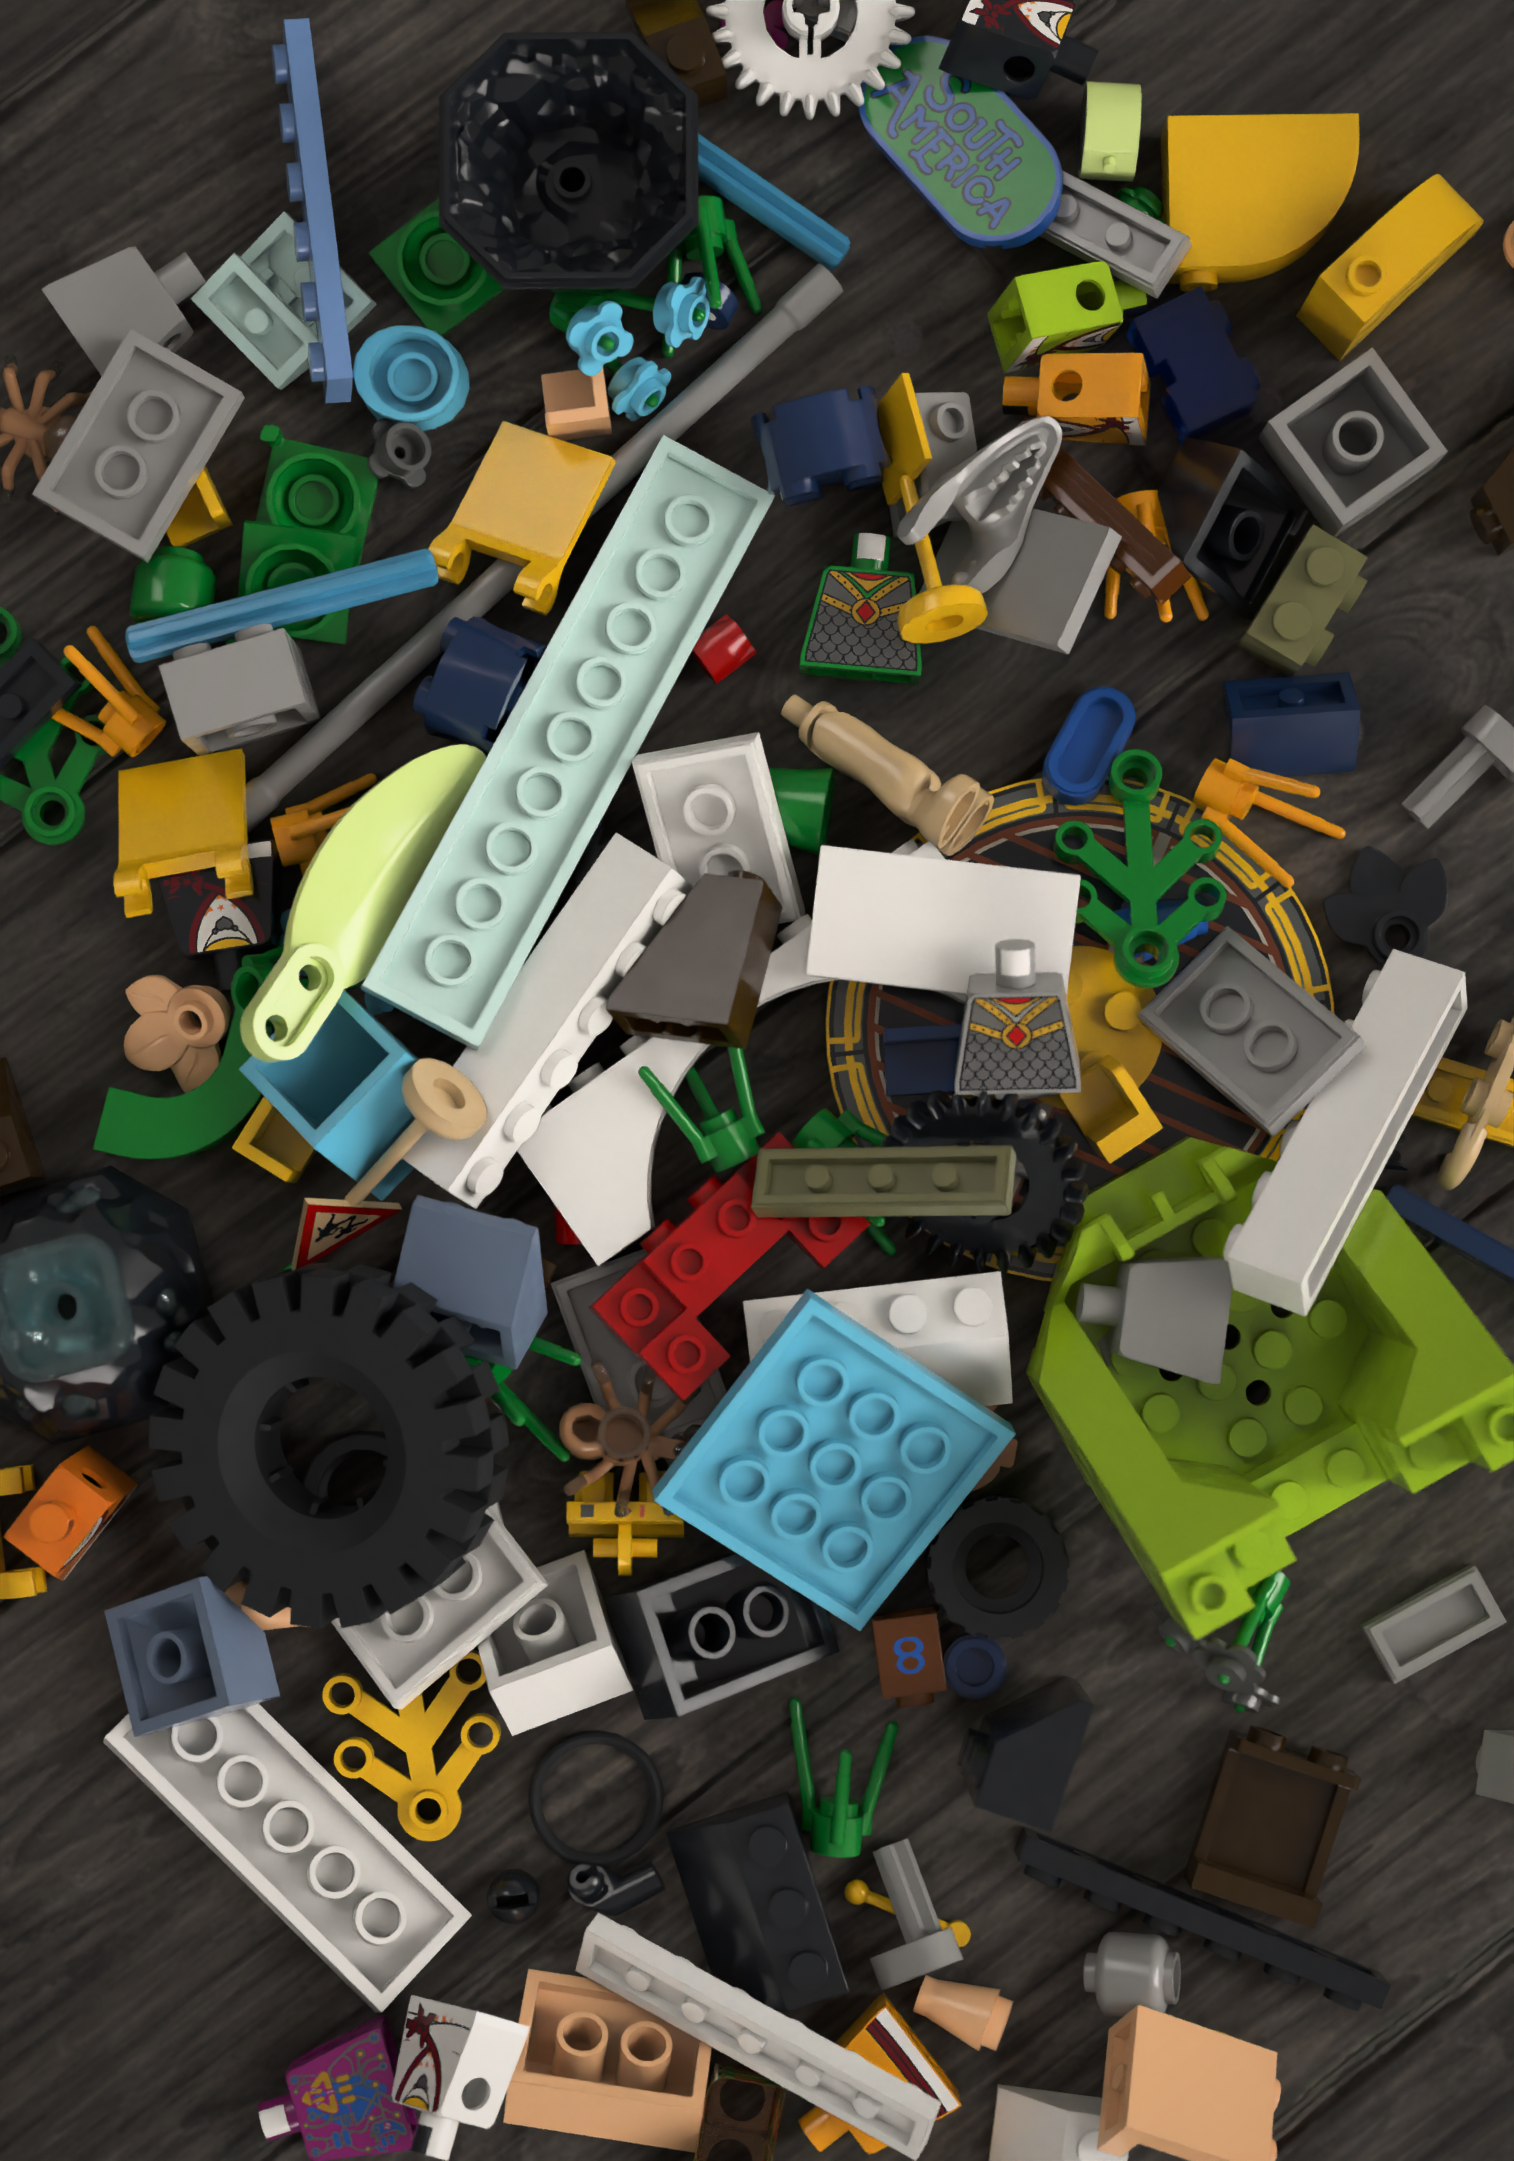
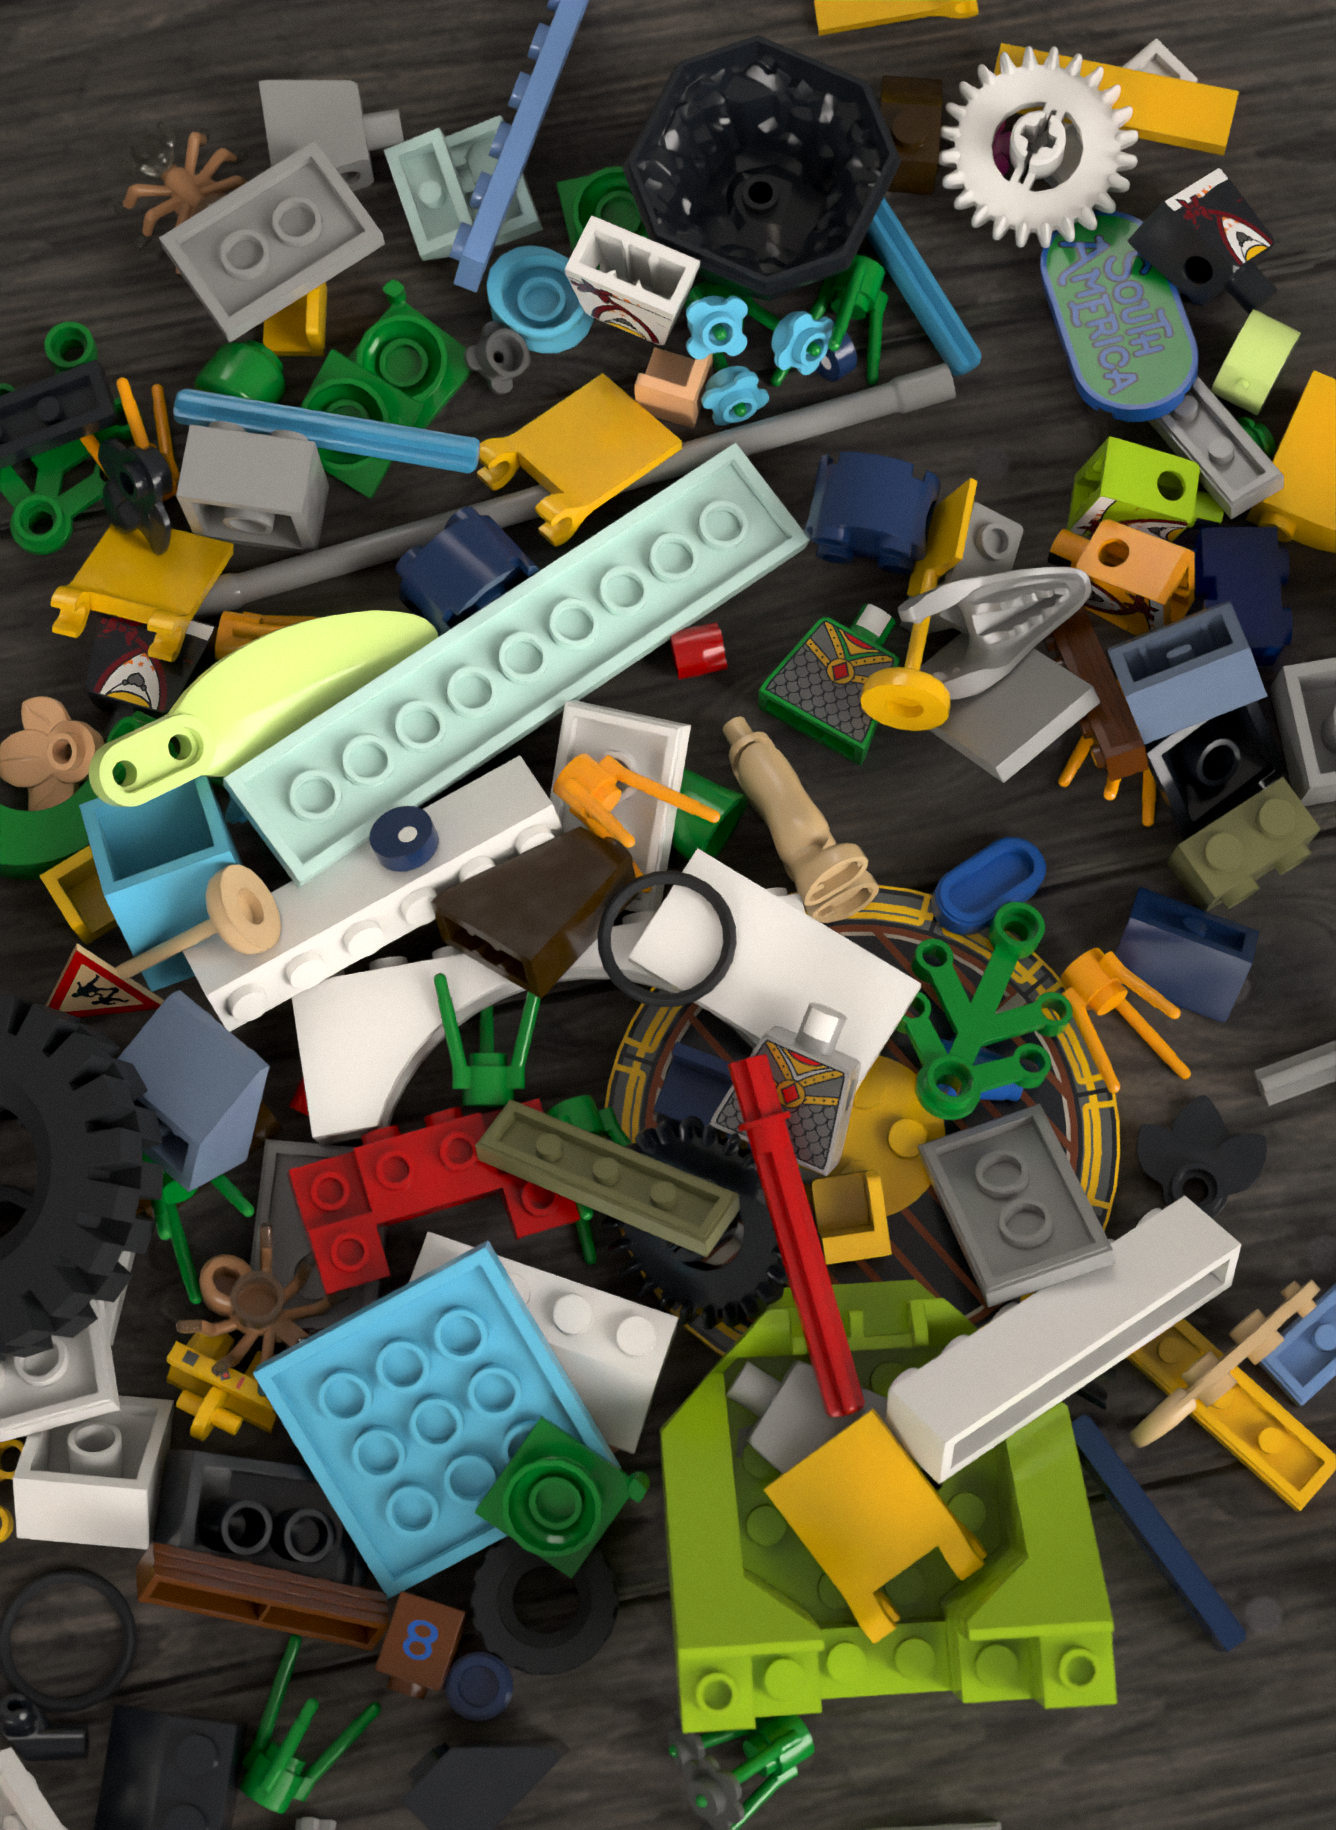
camera: 25 degrees right, 10 degrees down
(134, 746) = (136, 491): none -> black plate
(497, 328) = (638, 280): none -> white torso
(552, 962) = (404, 838): none -> dark blue tile
(698, 837) = (592, 796): none -> light orange plant
(756, 1686) = (261, 1596): none -> reddish brown piece
(895, 943) = (667, 999): none -> black tyre
(972, 1477) = (558, 1496): none -> green hat
(1079, 1156) = (796, 1235): none -> red axle
(1184, 468) = (1187, 672): none -> sand blue slope
(1256, 1371) = (870, 1517): none -> yellow flag

